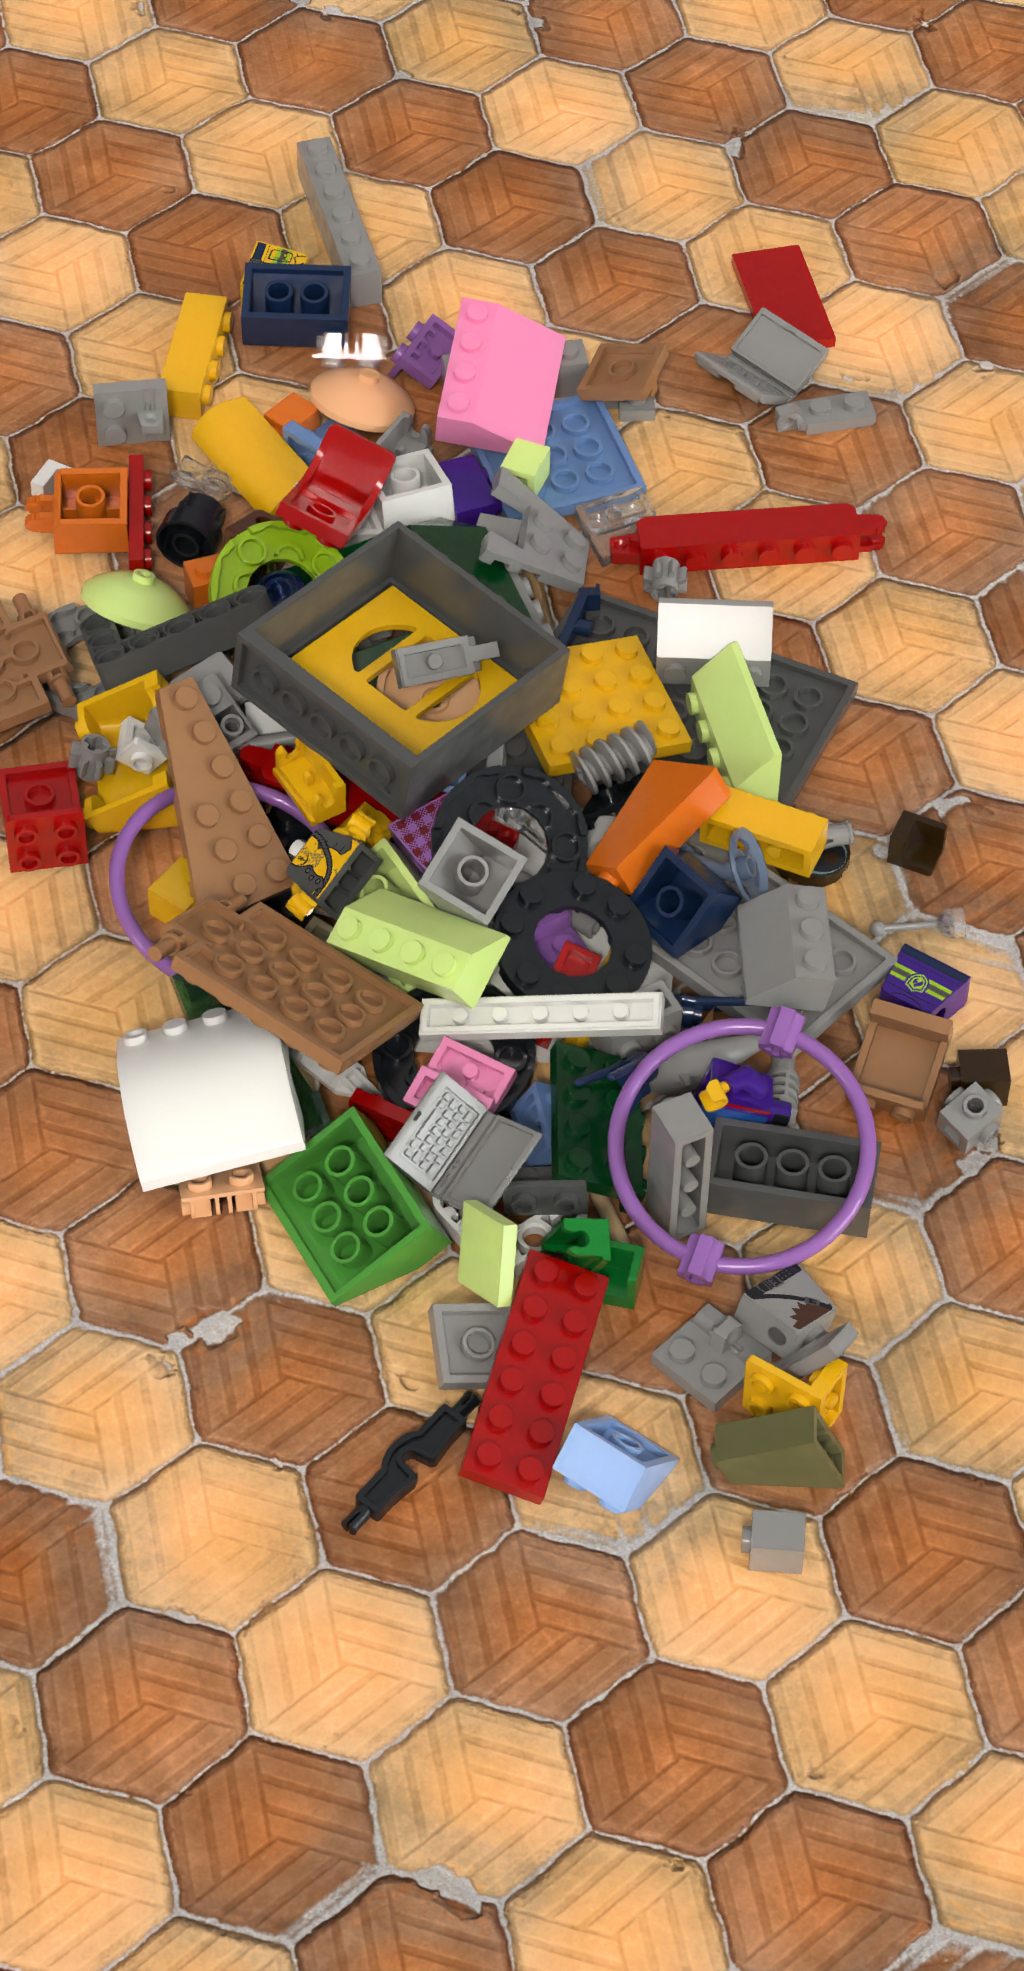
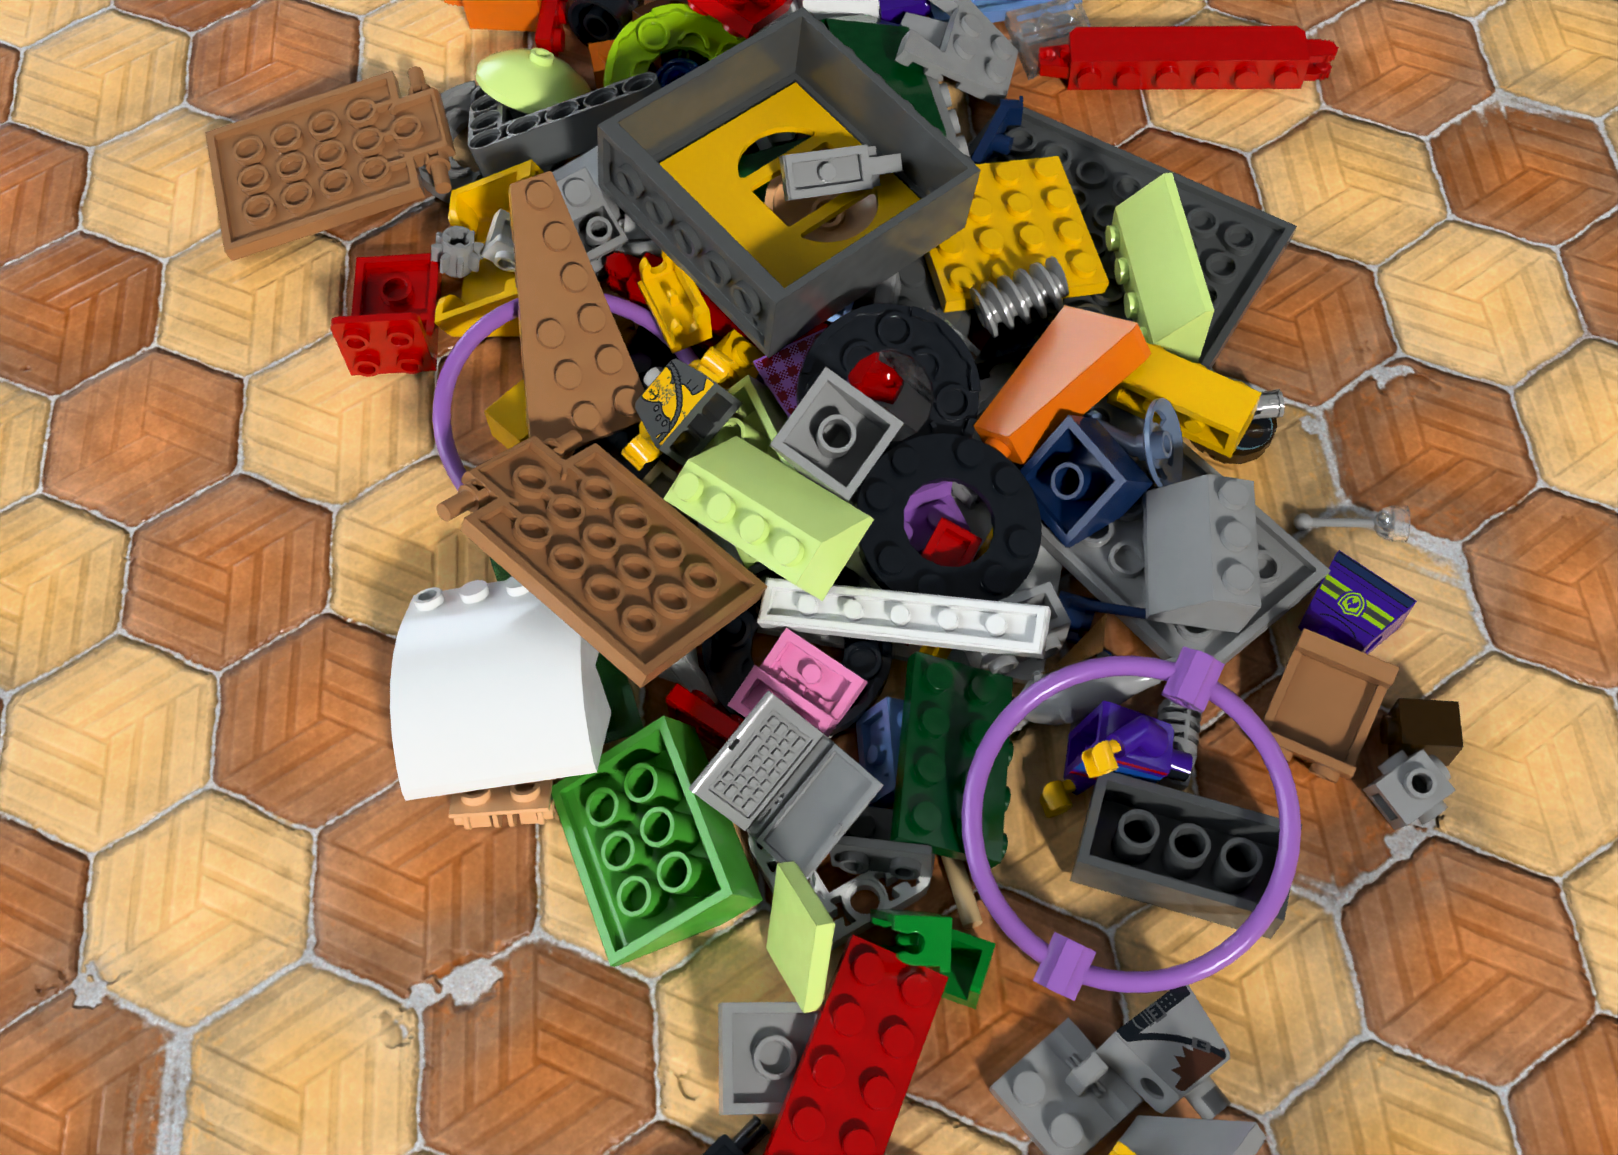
camera: 10 degrees right, 10 degrees up
(621, 1071) = (995, 698): dark blue plant -> none
(665, 578) = (1094, 96): light grey gear -> none
(679, 1165) = (1049, 842): light grey brick -> none
(698, 629) = (1129, 154): slope -> none
(917, 843) = (1355, 421): dark brown panel -> none

